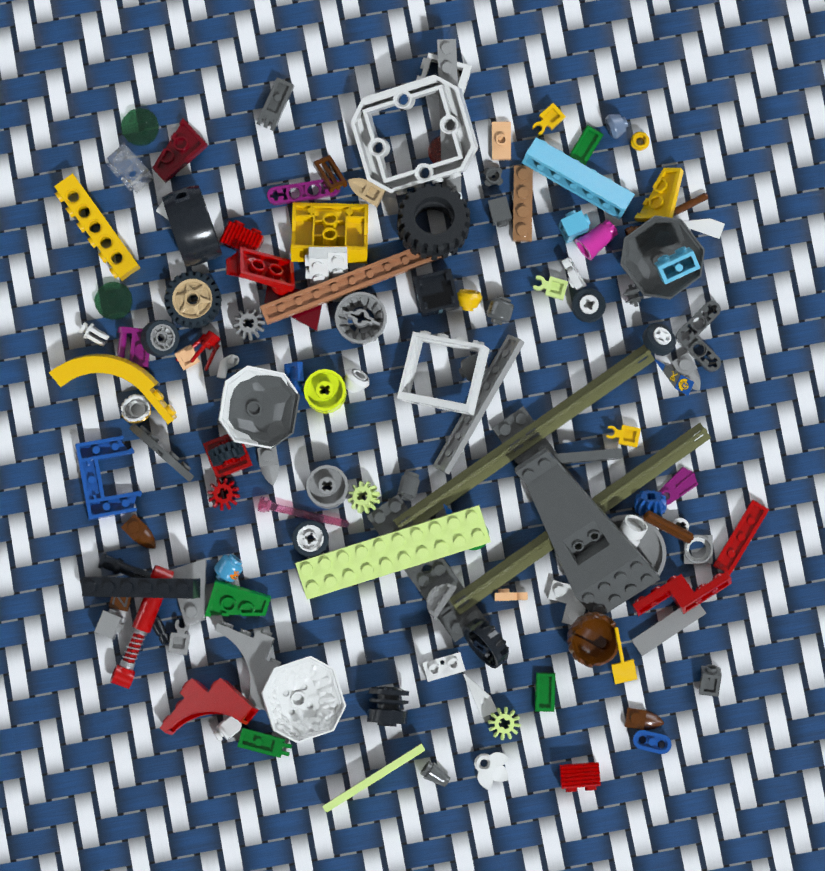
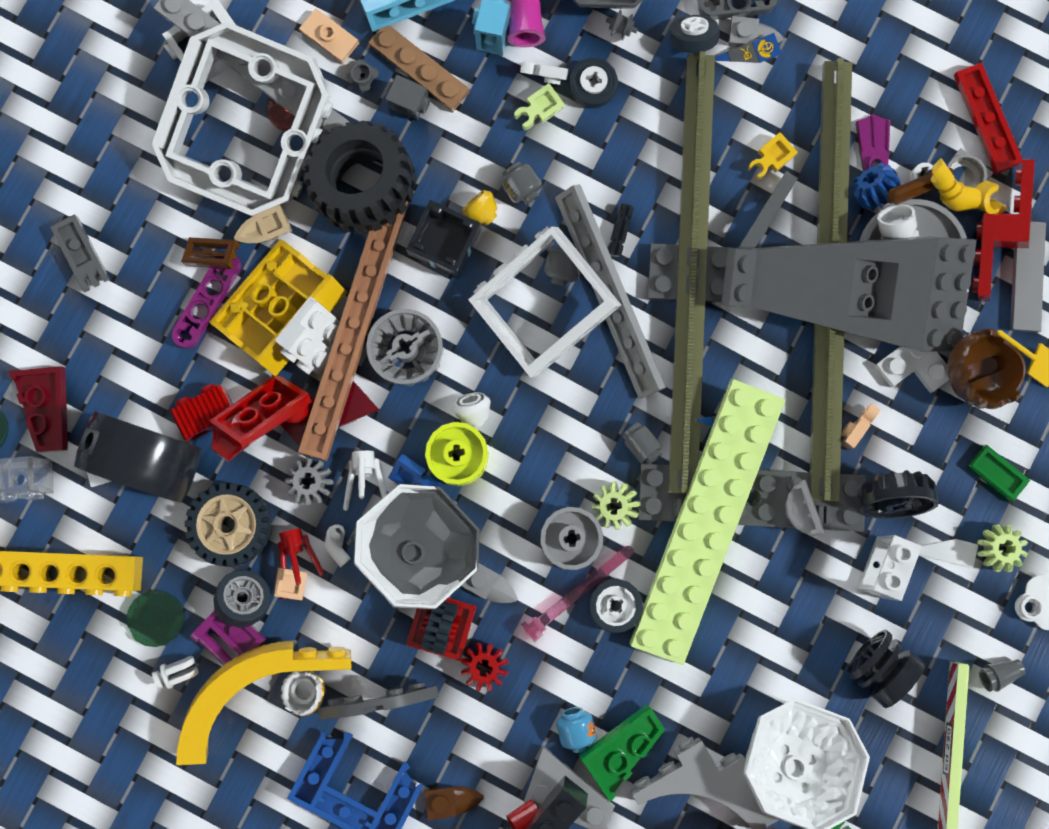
camera: 50 degrees left, 0 degrees up
(280, 345) = (362, 465): none -> white plant
(517, 384) = (620, 230): none -> black axle
(680, 555) = (961, 197): none -> yellow piece

